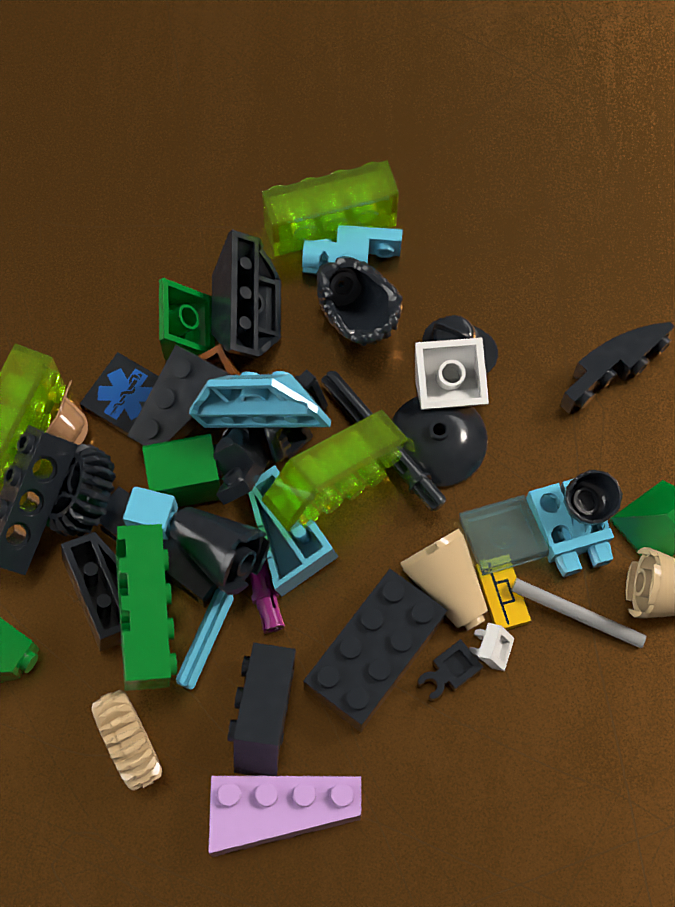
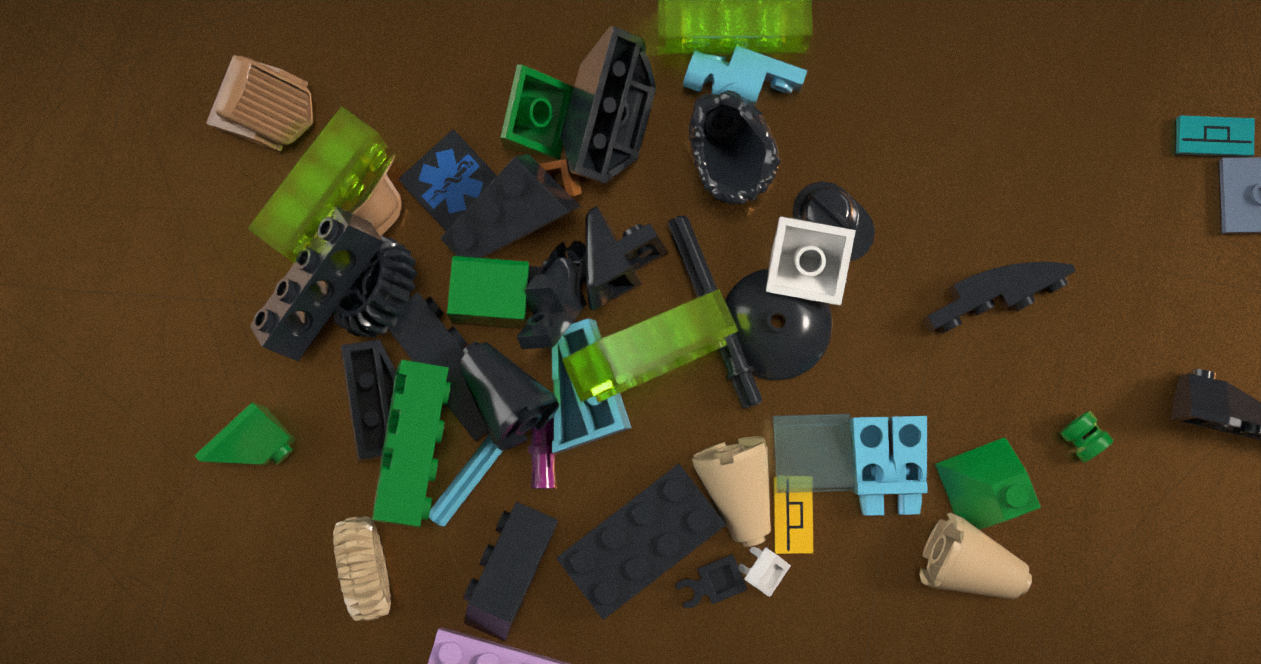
camera: 15 degrees right, 15 degrees up
(149, 508) = (442, 336): medium azure panel -> none
(257, 402) = (590, 250): medium azure wedge -> none
(578, 613) = (865, 559): light grey bar -> none
(593, 497) = (915, 449): black hair -> none

